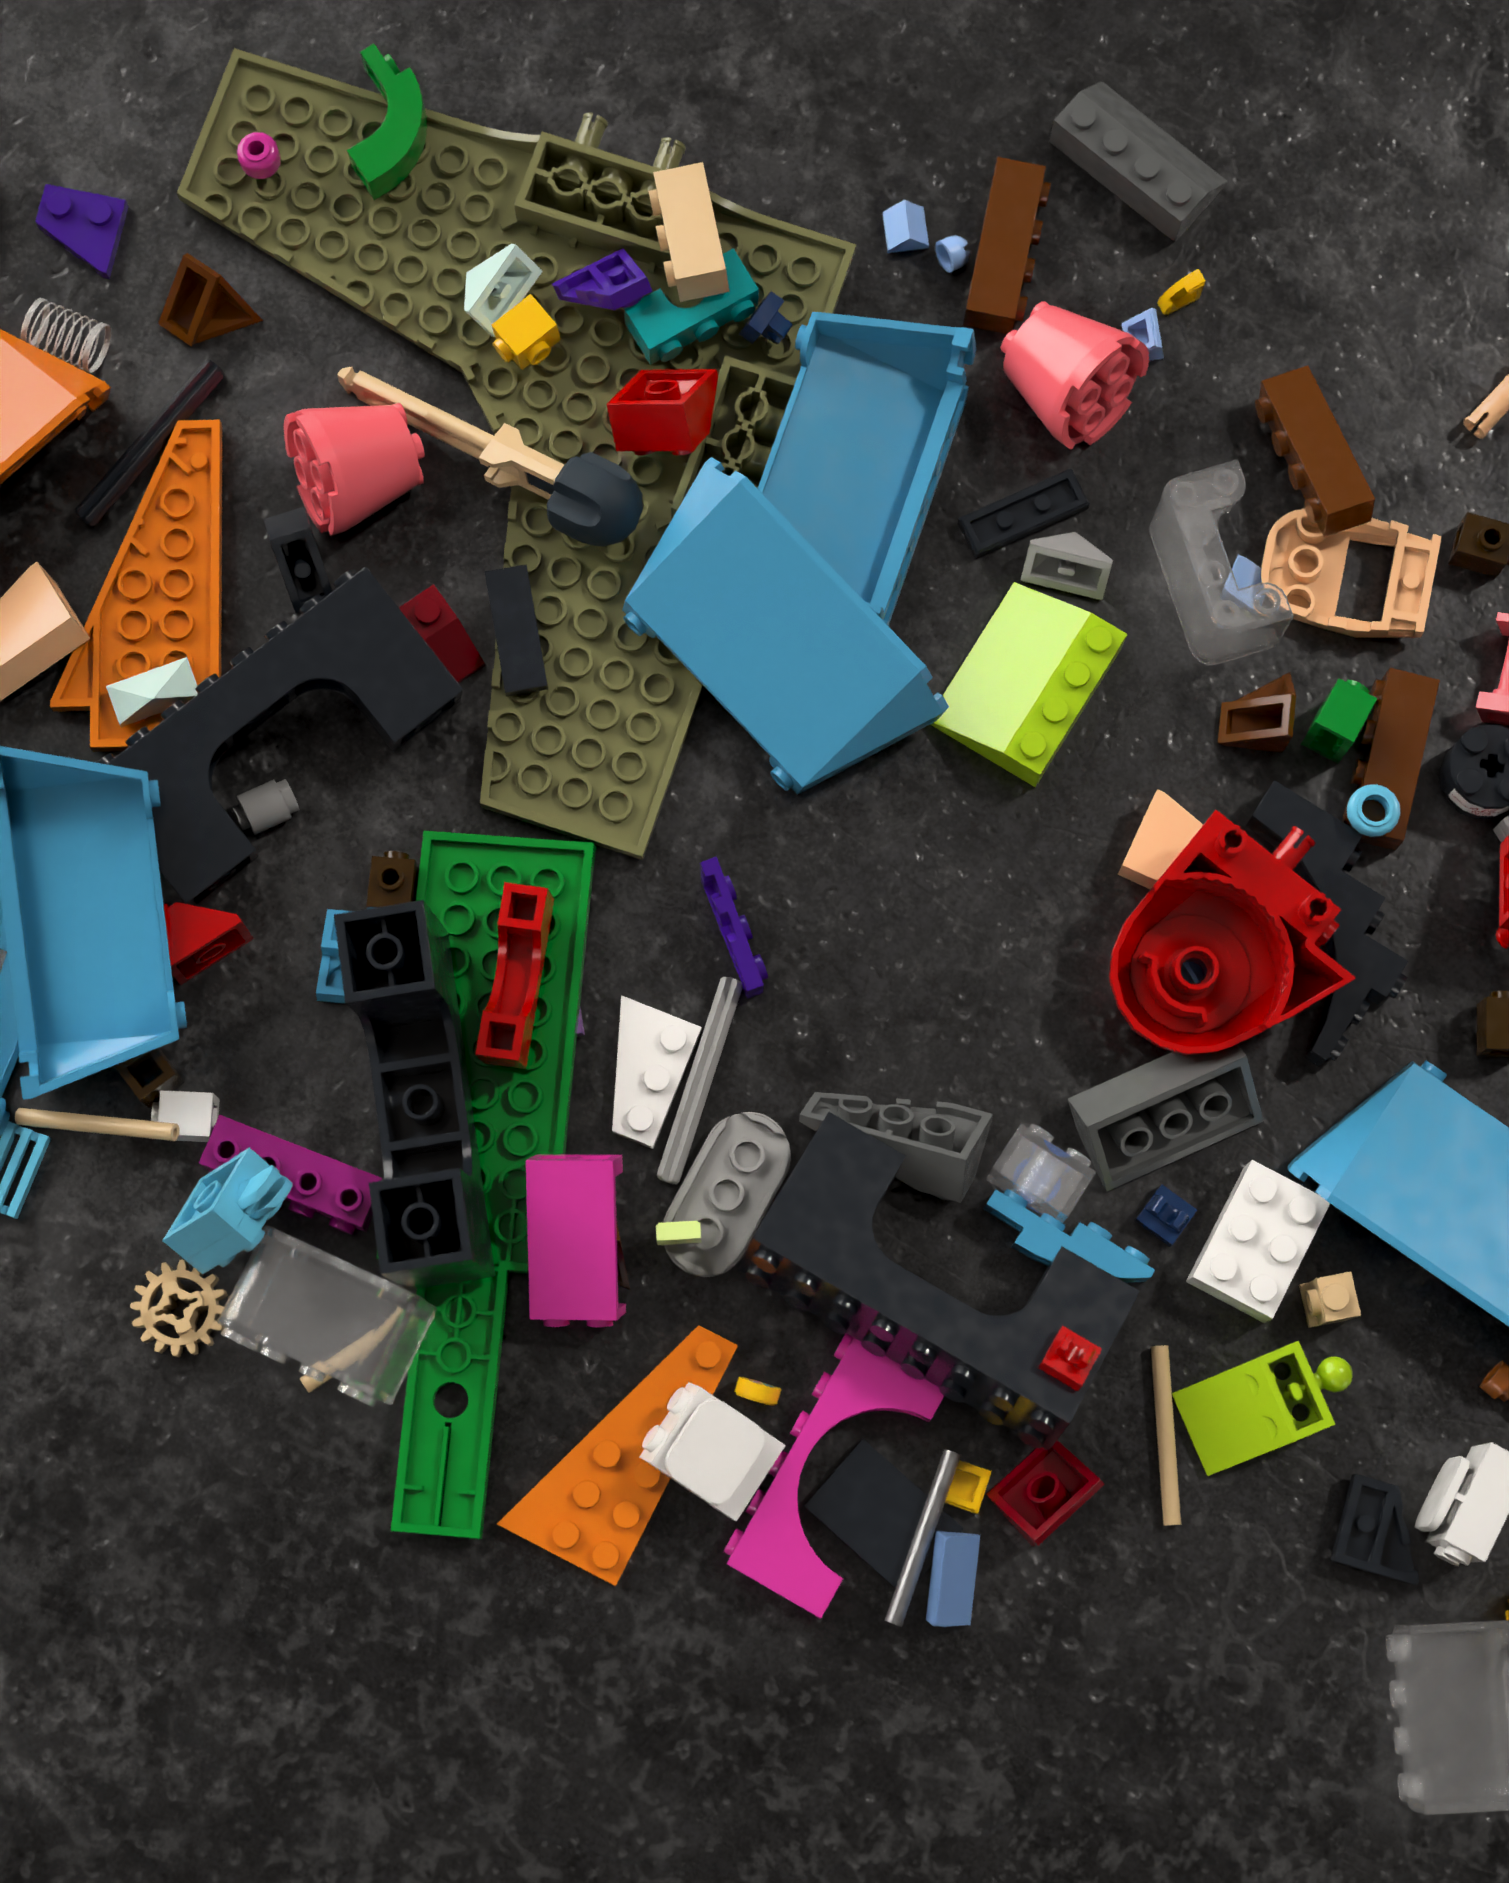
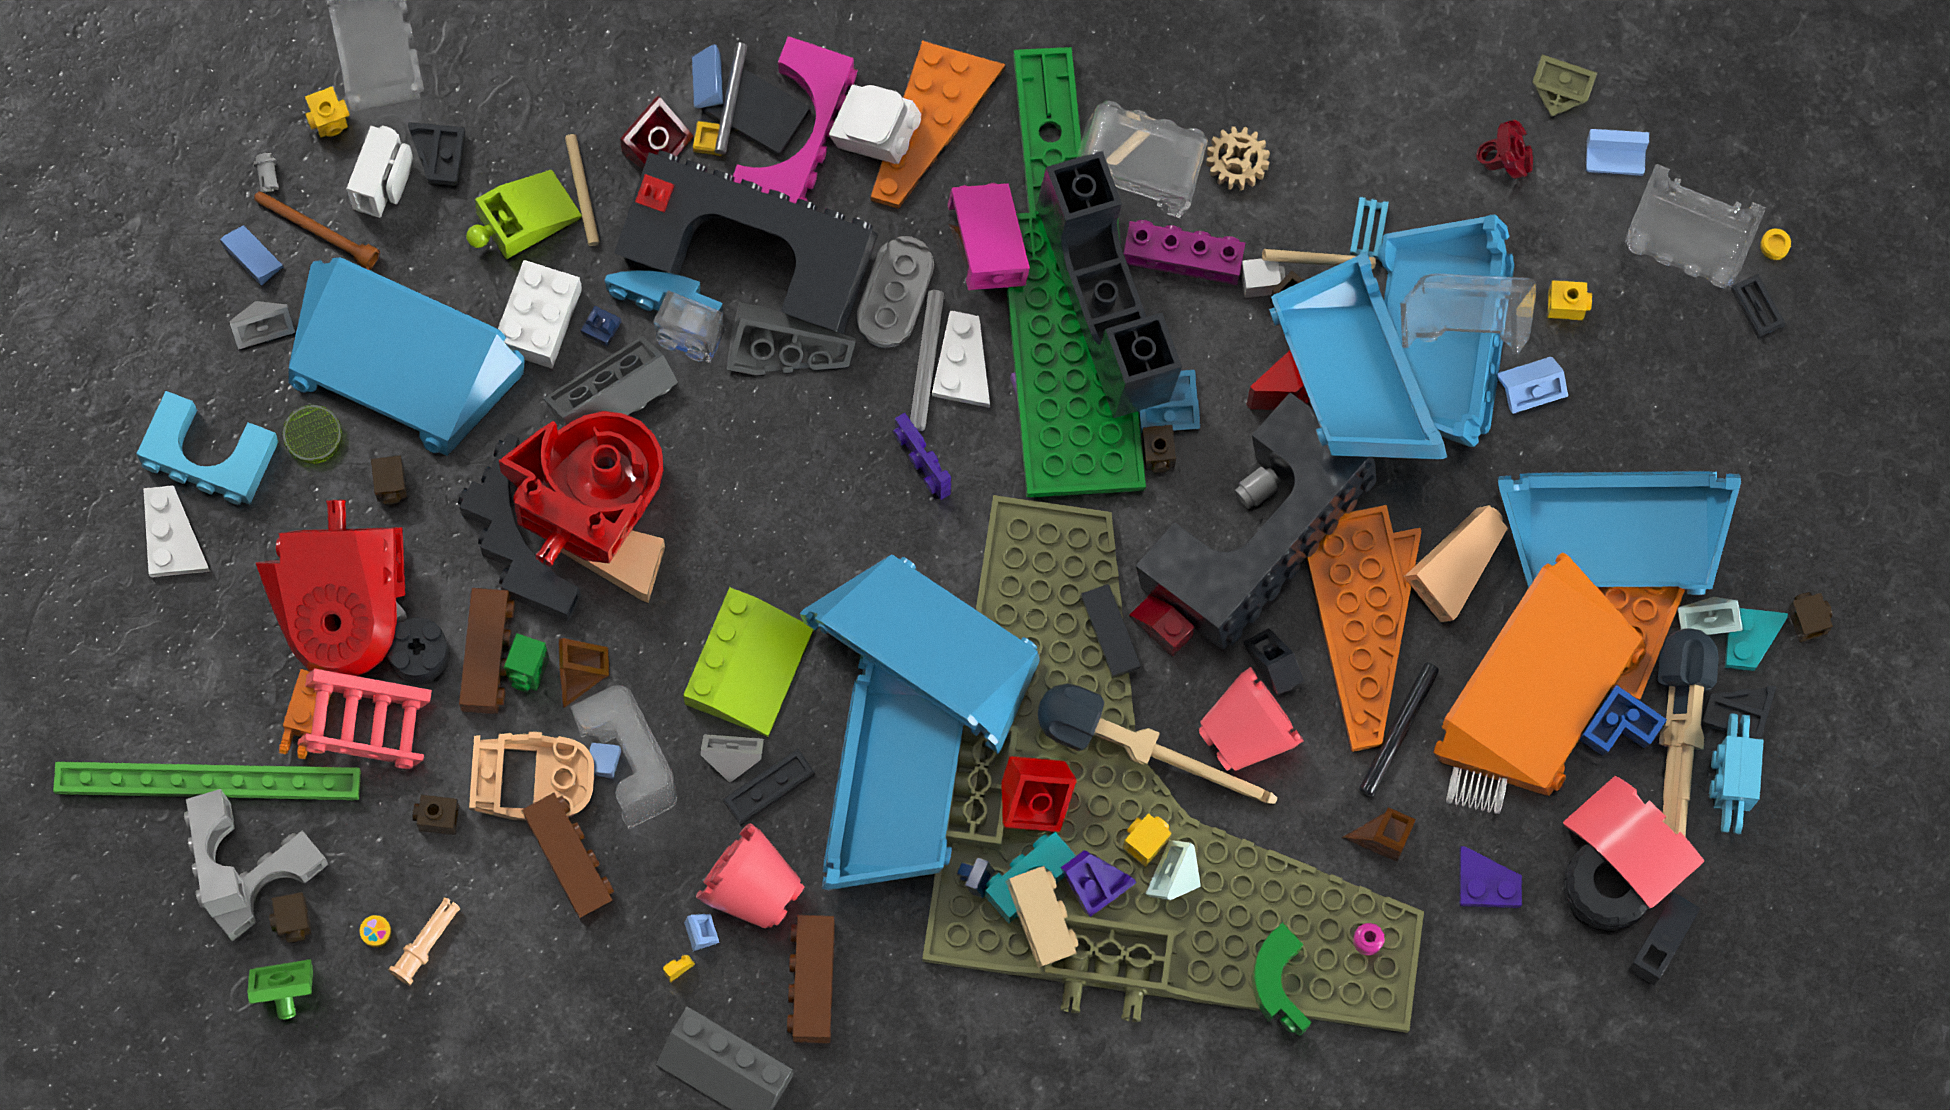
camera: 170 degrees right, 5 degrees down
(152, 691) = (1350, 546): light aqua slope -> none
(227, 1211) = (1216, 207): medium azure brick -> none
(512, 1005) = (1059, 386): red arch -> none
(678, 1232) = (921, 252): yellowish green tile -> none
(757, 1391) = (852, 170): yellow tile -> none
(905, 227) = (888, 984): light blue slope -> none
(951, 253) = (849, 970): light blue hinge -> none
(1330, 1299) = (485, 286): tan brick -> none
(1384, 797) = (488, 590): medium azure piece -> none

